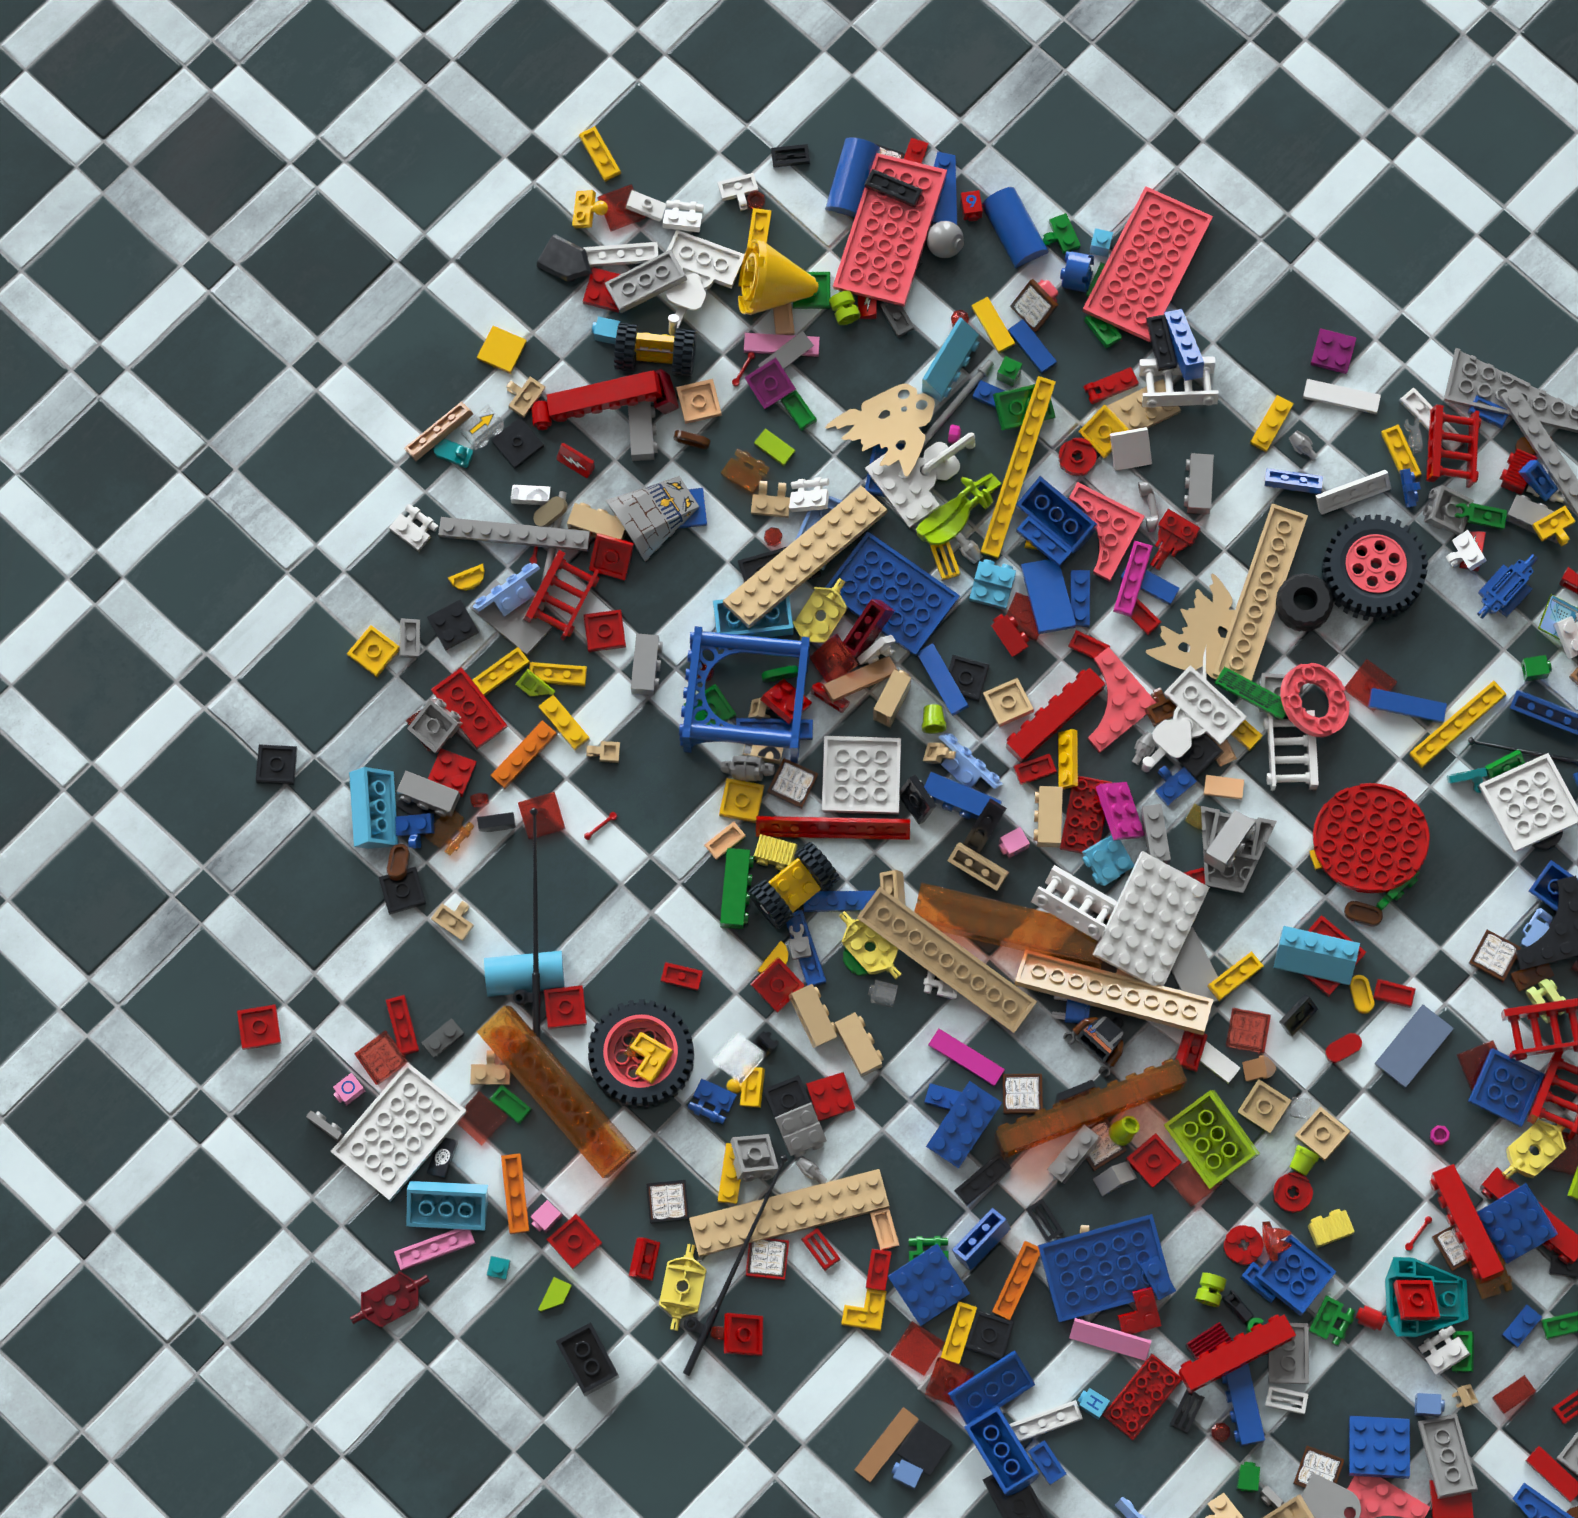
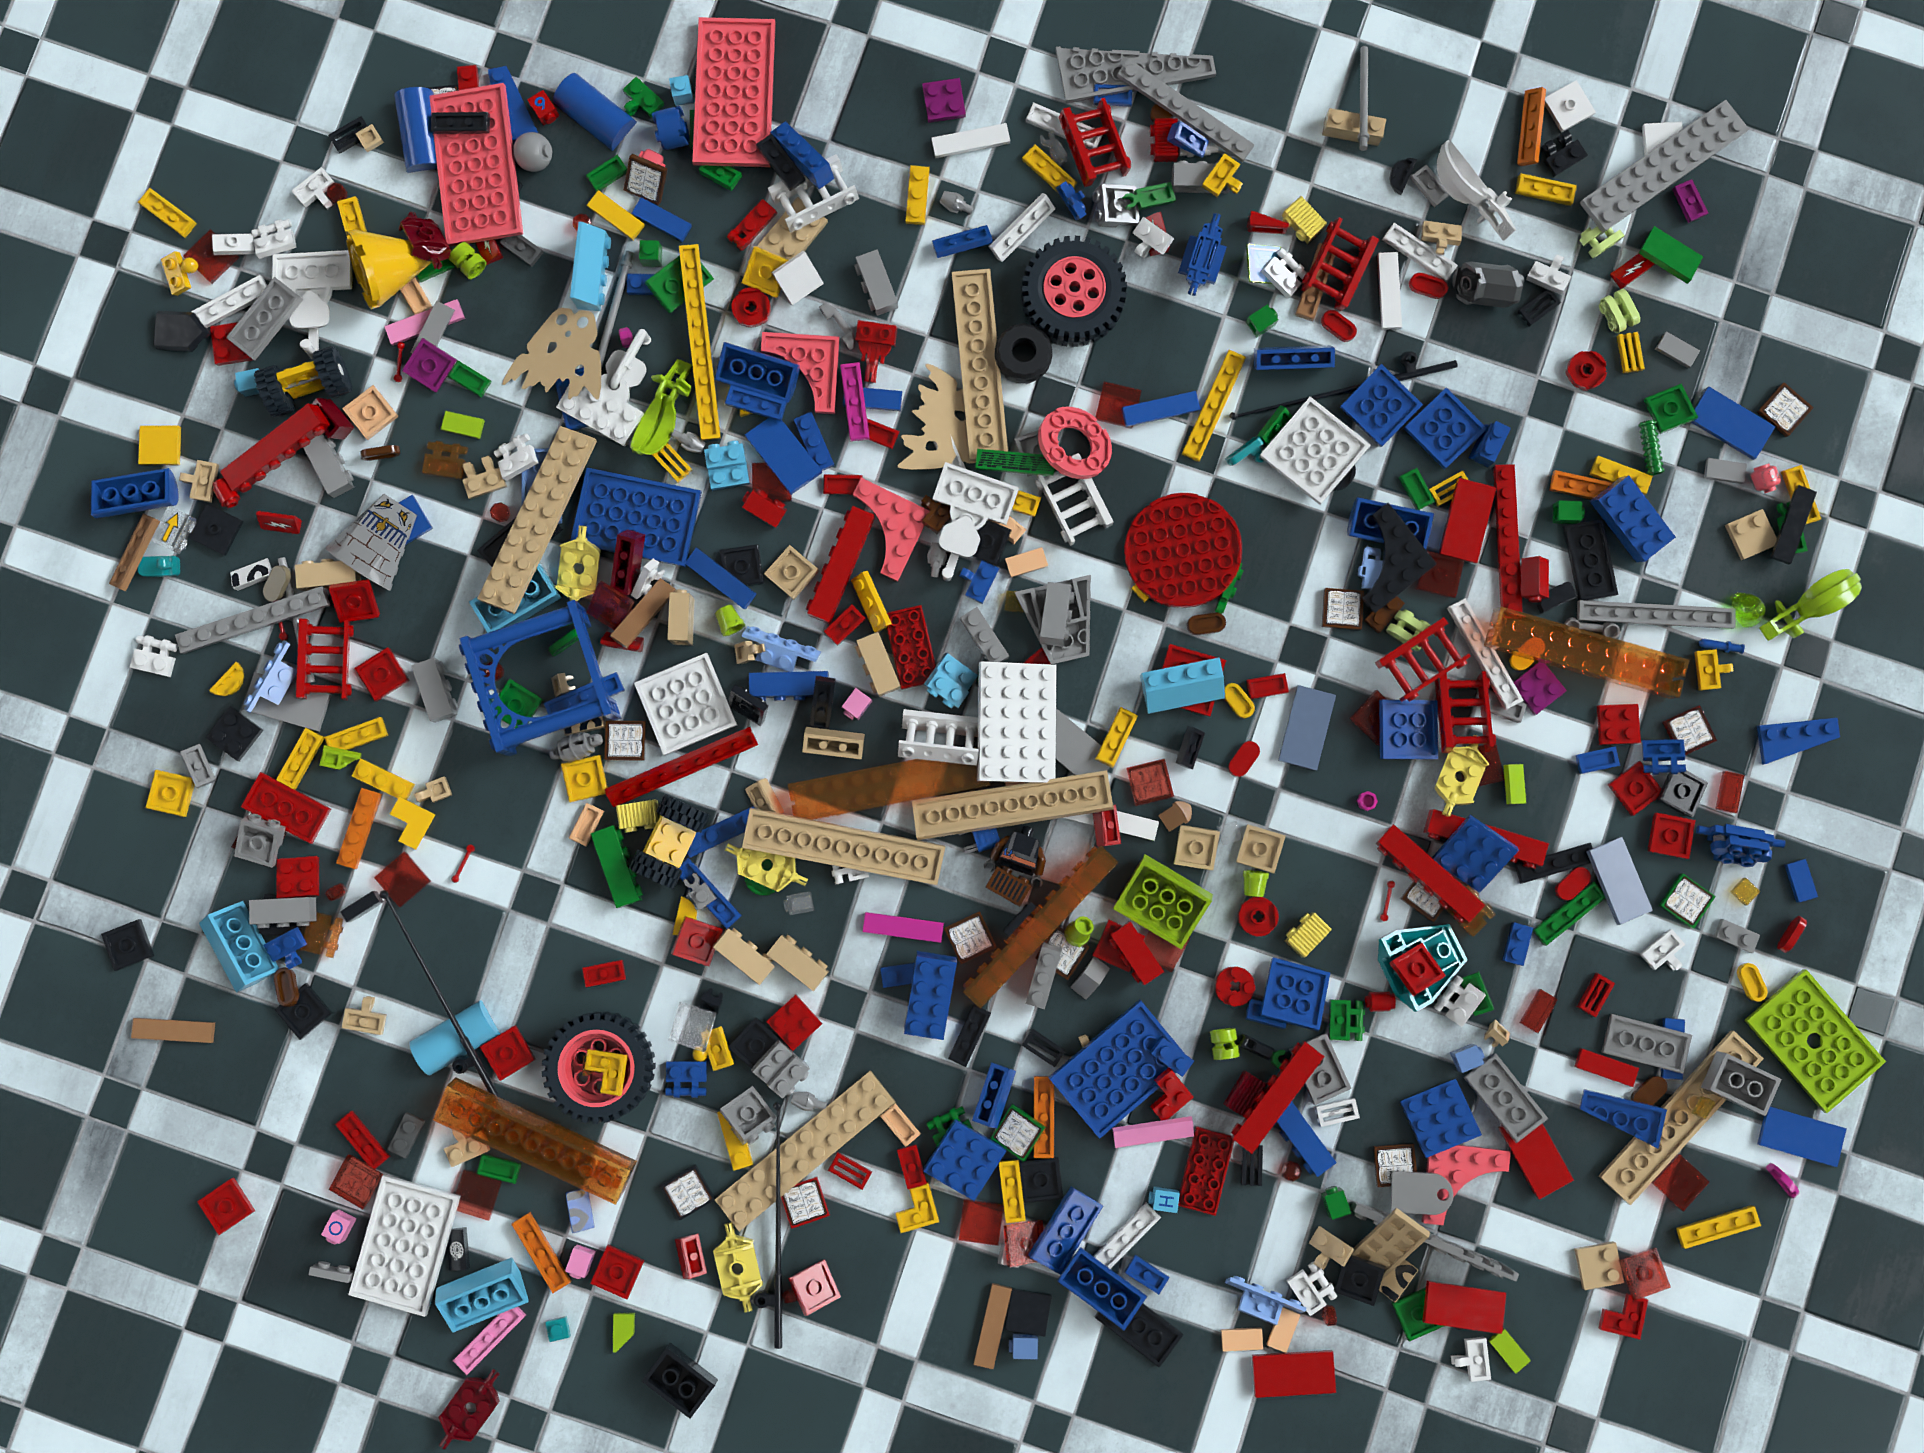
camera: 30 degrees left, 10 degrees up
(282, 855) = (173, 1030): none -> medium nougat tile
(462, 380) = (133, 493): none -> blue brick
(565, 1172) = (579, 1210): none -> slope
(578, 770) = (417, 819): none -> yellow tile
(782, 700) = (575, 667): red plate -> none
(807, 166) = (369, 138): none -> tan tile
(818, 274) = (425, 239): none -> dark red plate
(988, 1283) = (1018, 1132): none -> tile
(1001, 285) = (607, 173): none -> green tile
(1077, 1062) = (1008, 886): none -> reddish brown brick
(1120, 811) = (941, 630): dark pink plate -> none
(1166, 1171) = (1135, 953): none -> red brick
(1273, 1240) = (1257, 968): clear red tile -> none

